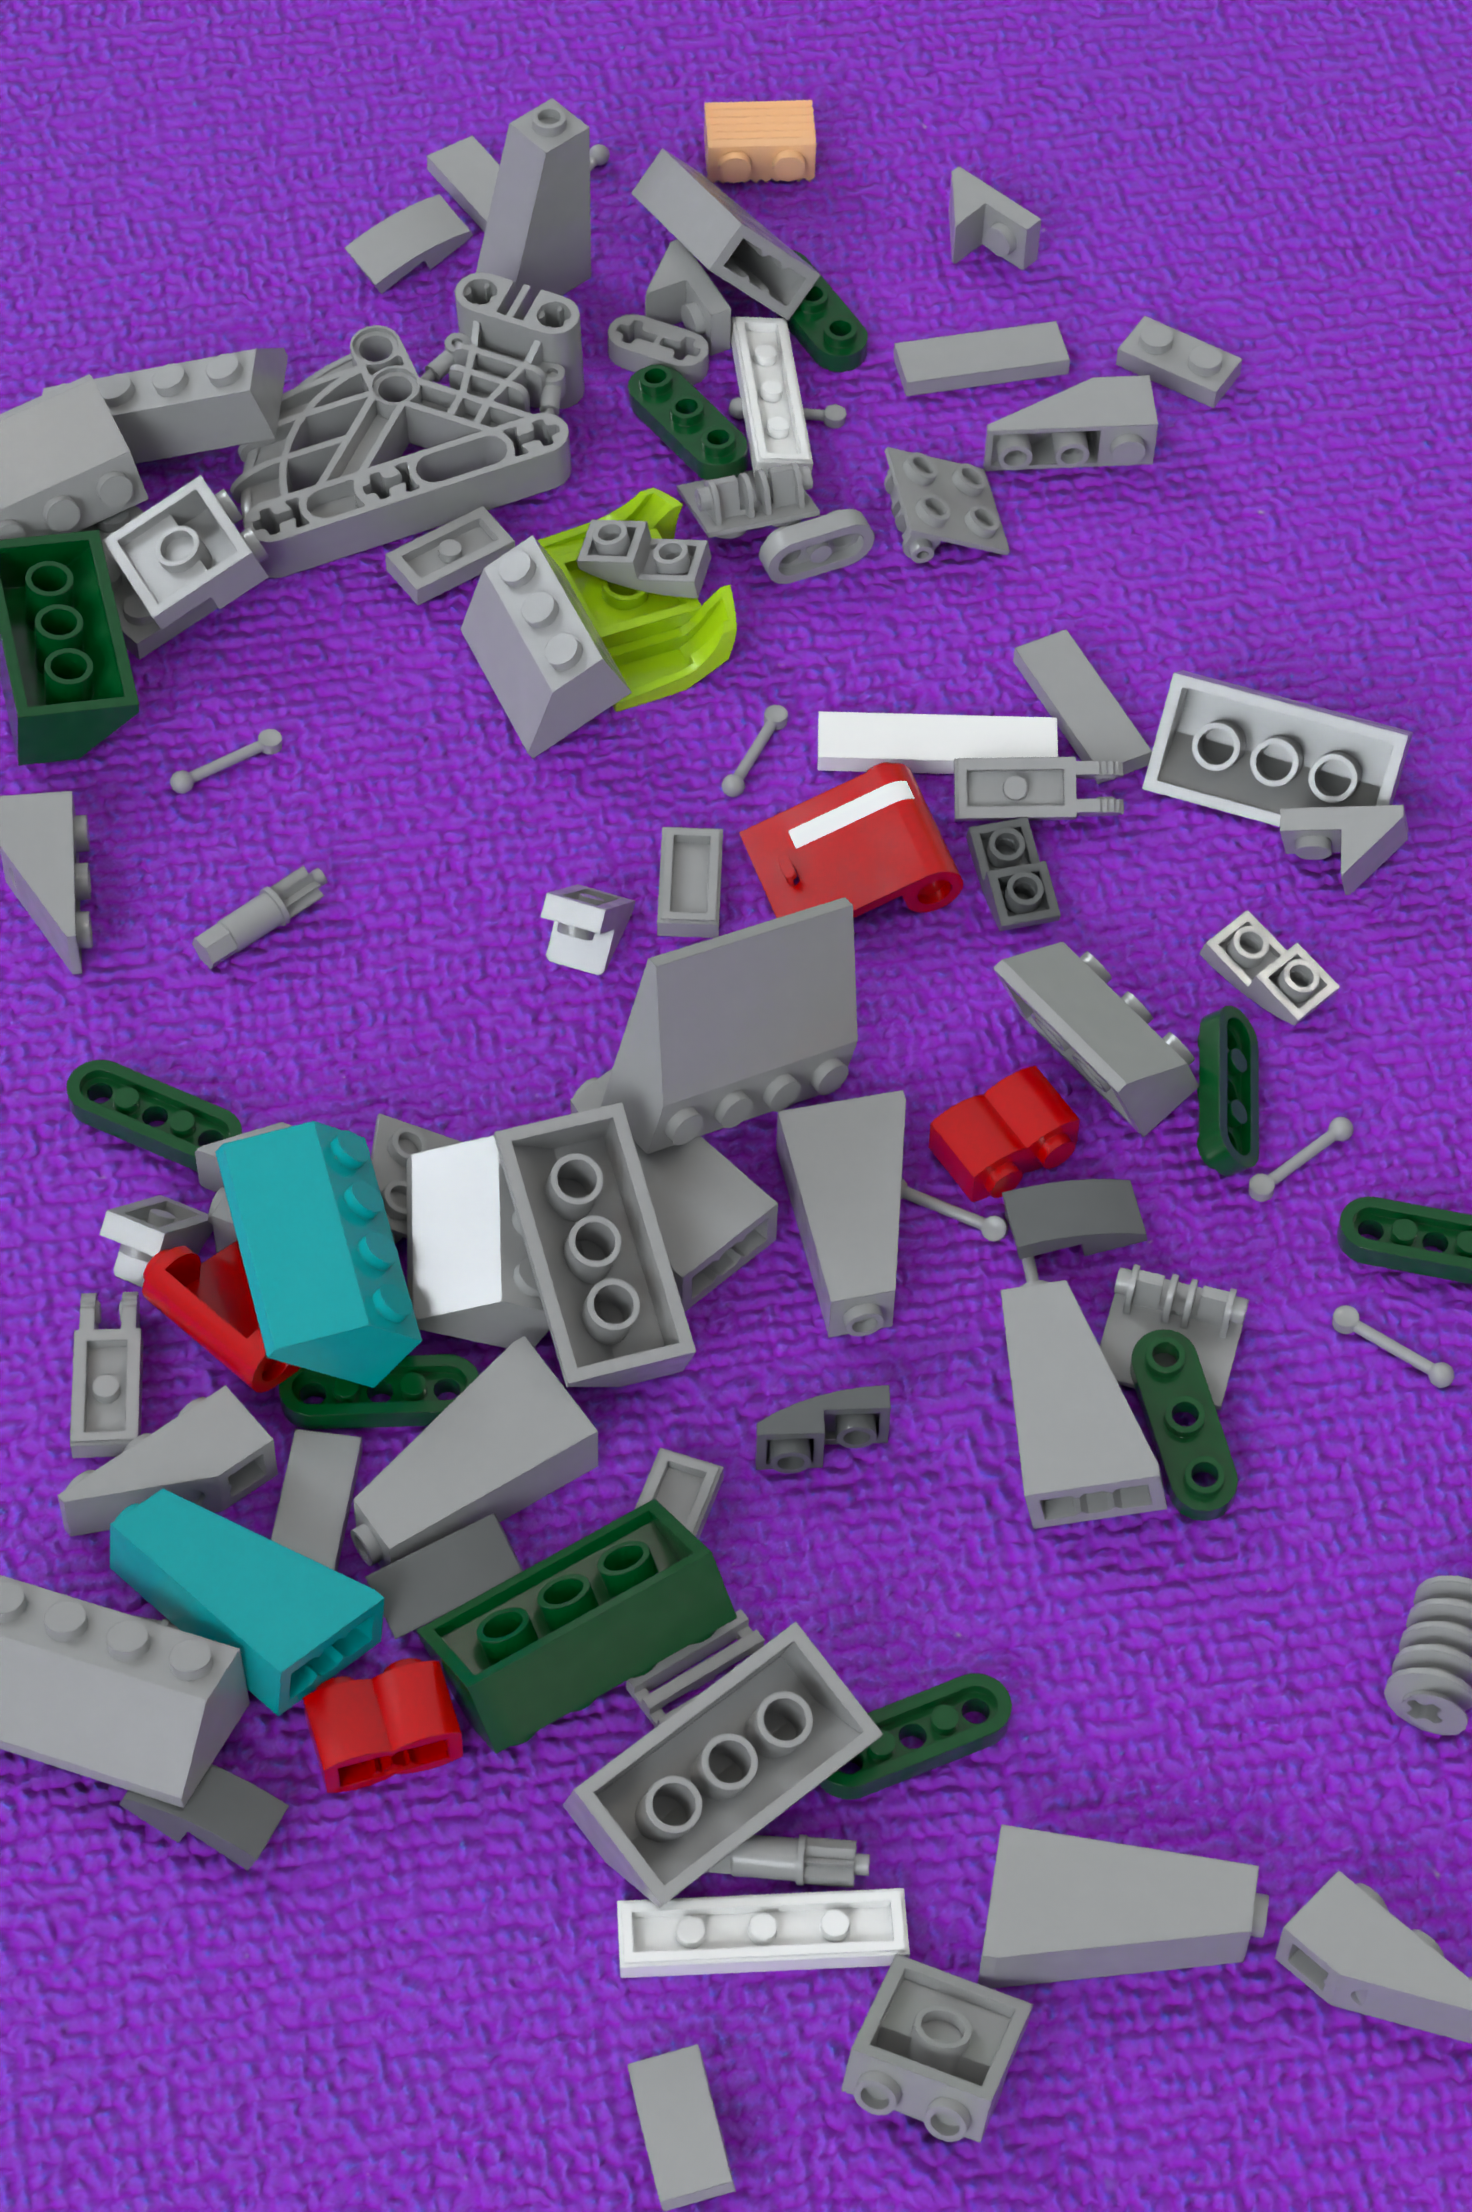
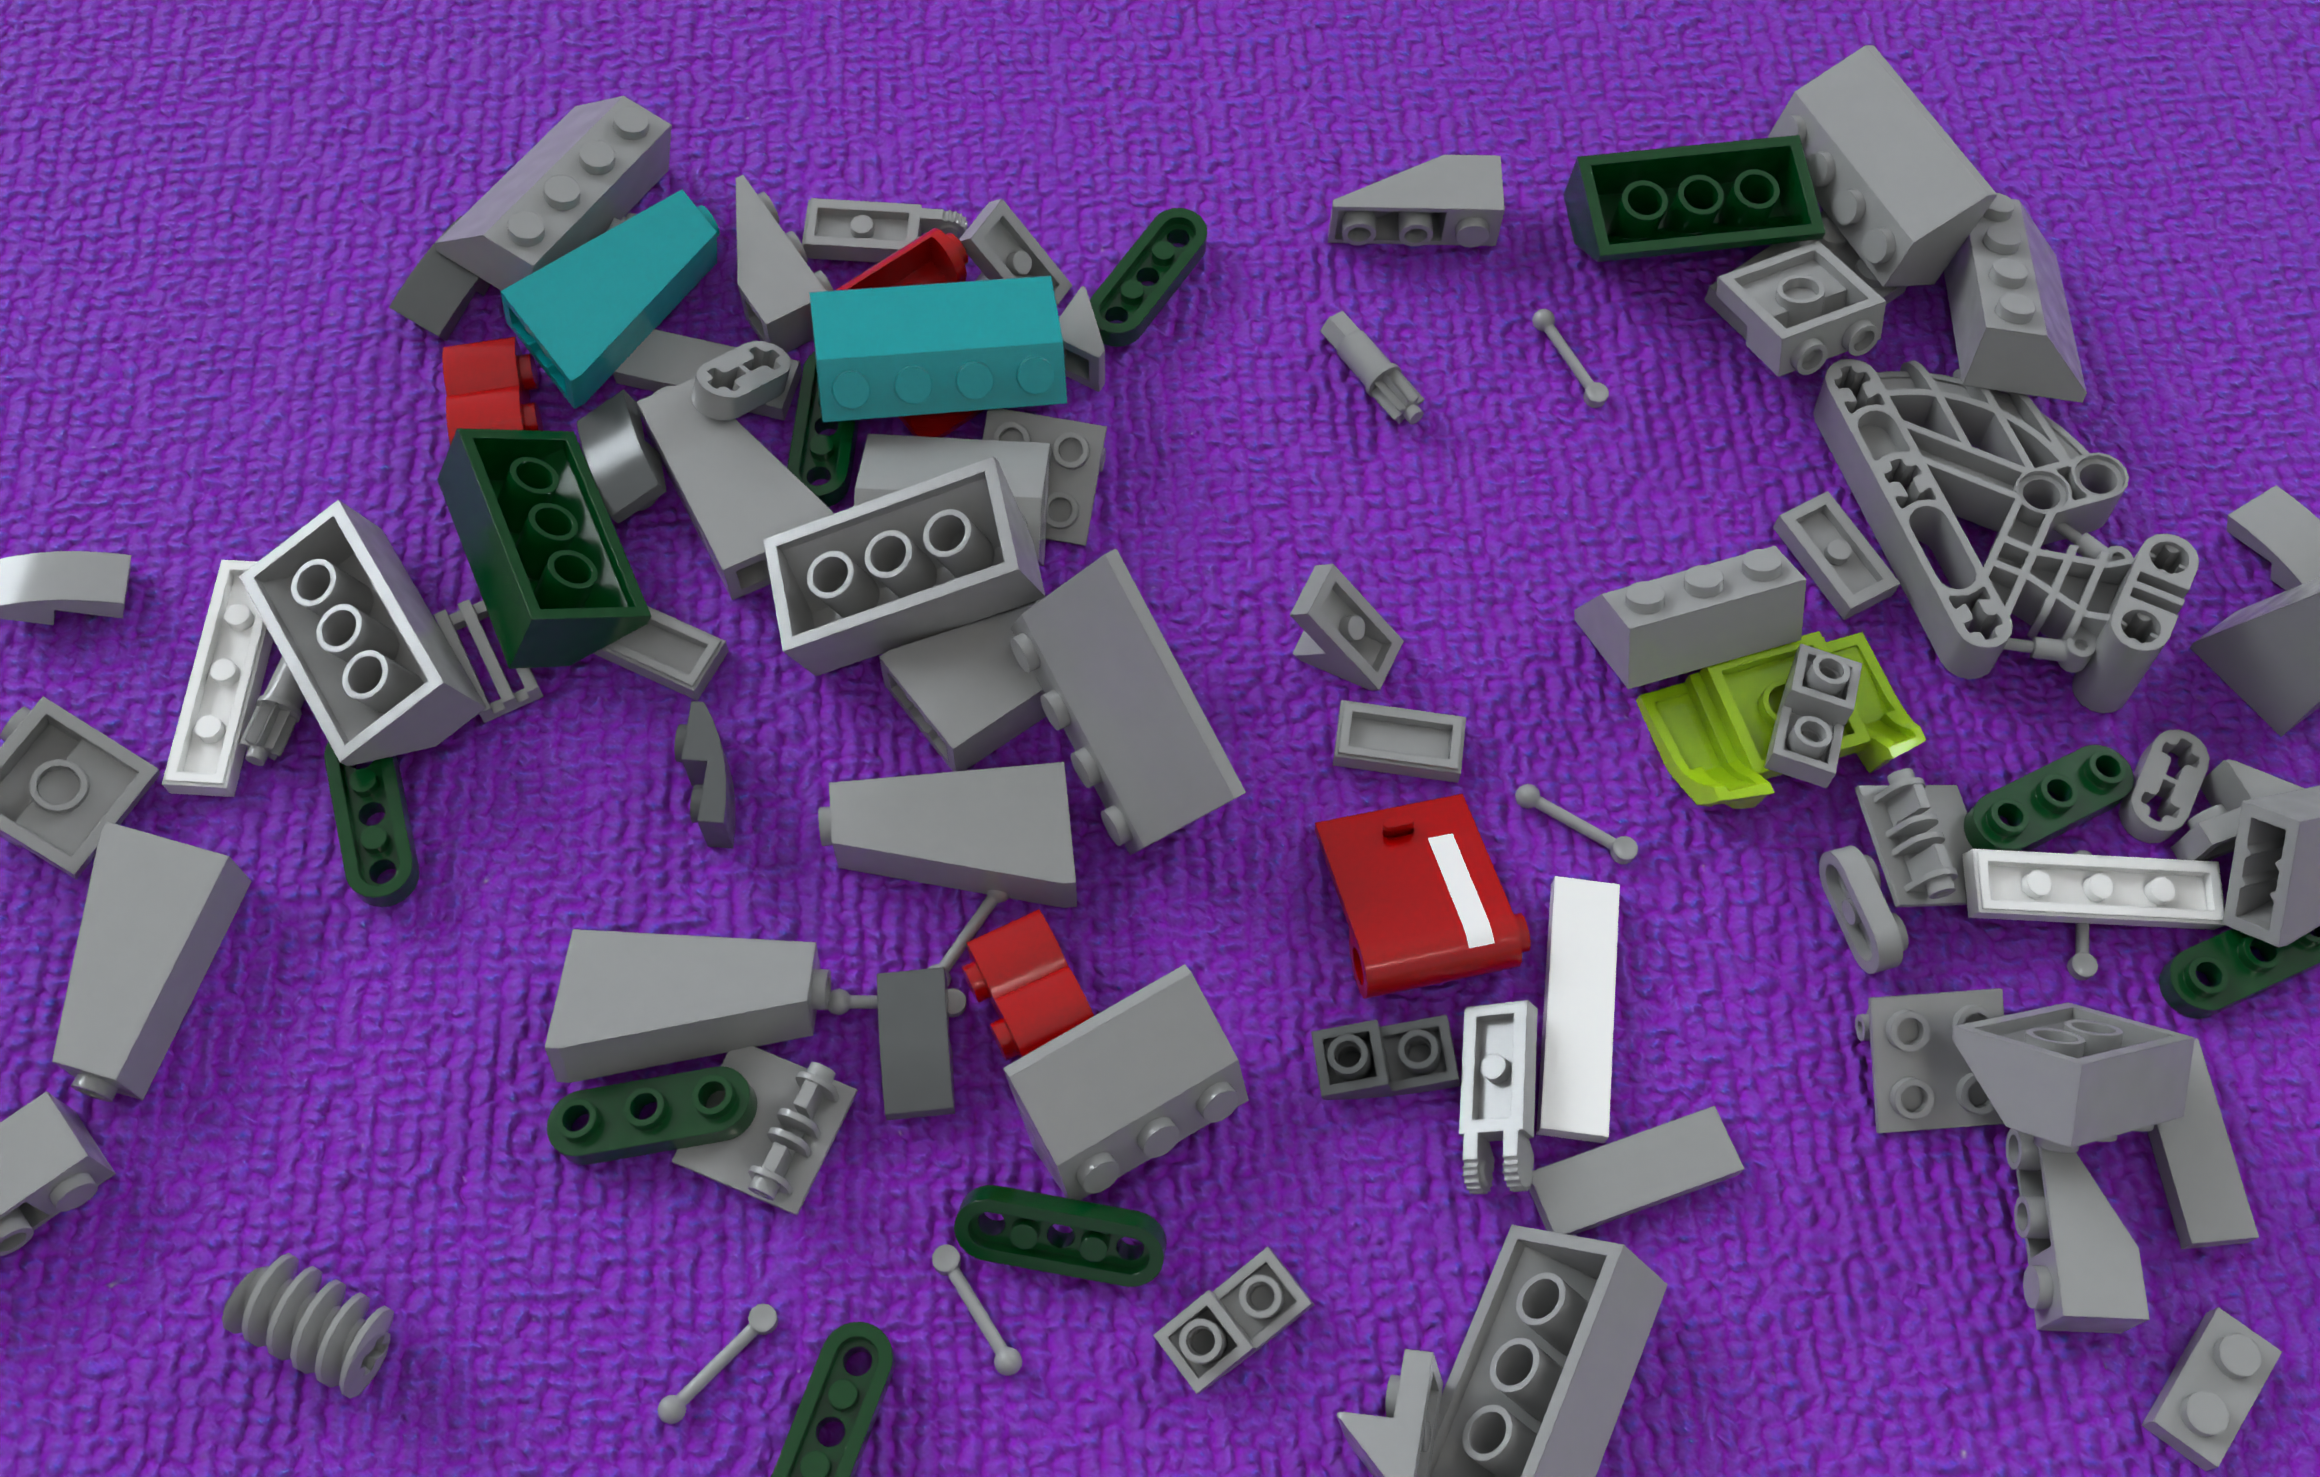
camera: 95 degrees right, 10 degrees up
(360, 1438) = (733, 372): none -> light grey beam
(957, 398) = (2077, 1073): none -> light grey slope

